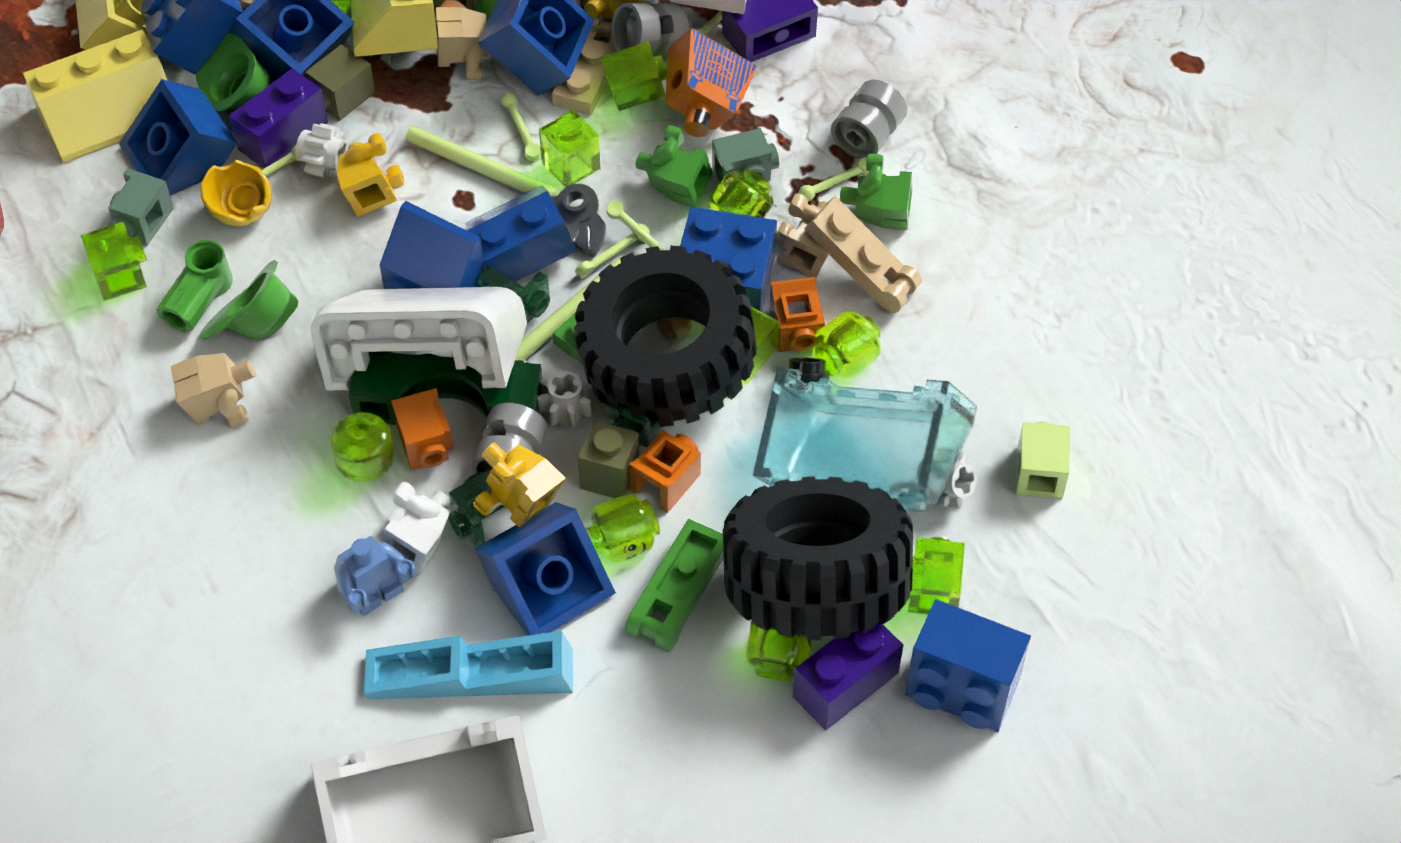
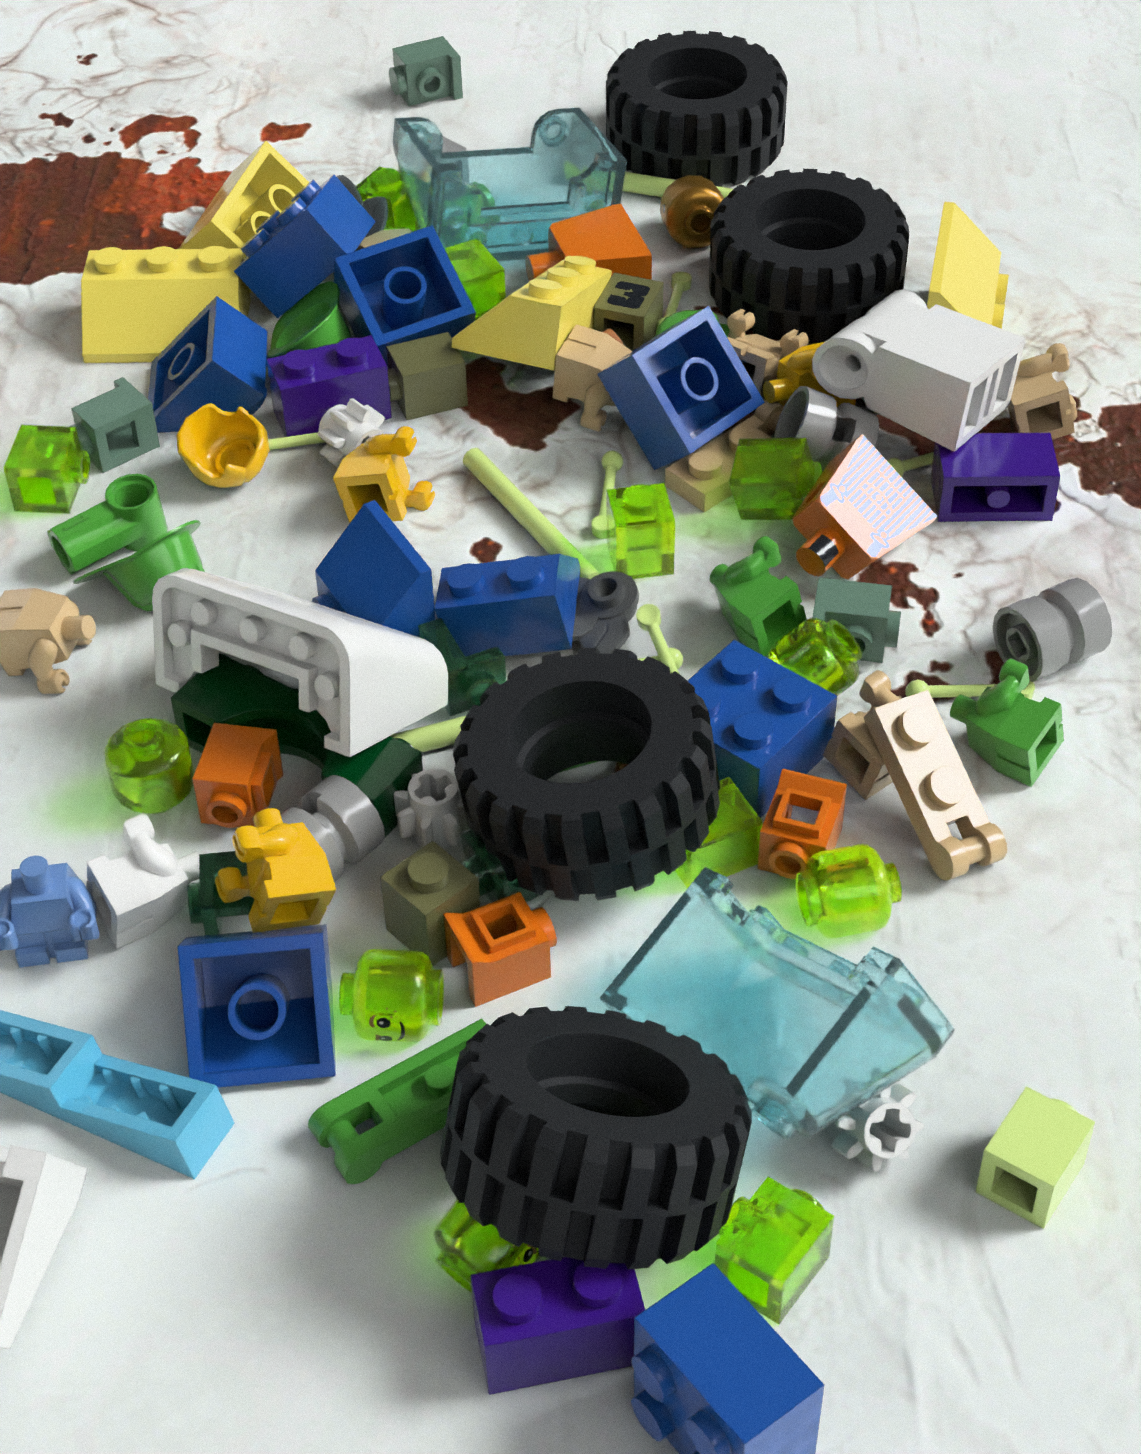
camera: 30 degrees right, 10 degrees down
(811, 368) = (777, 899): black plate -> none

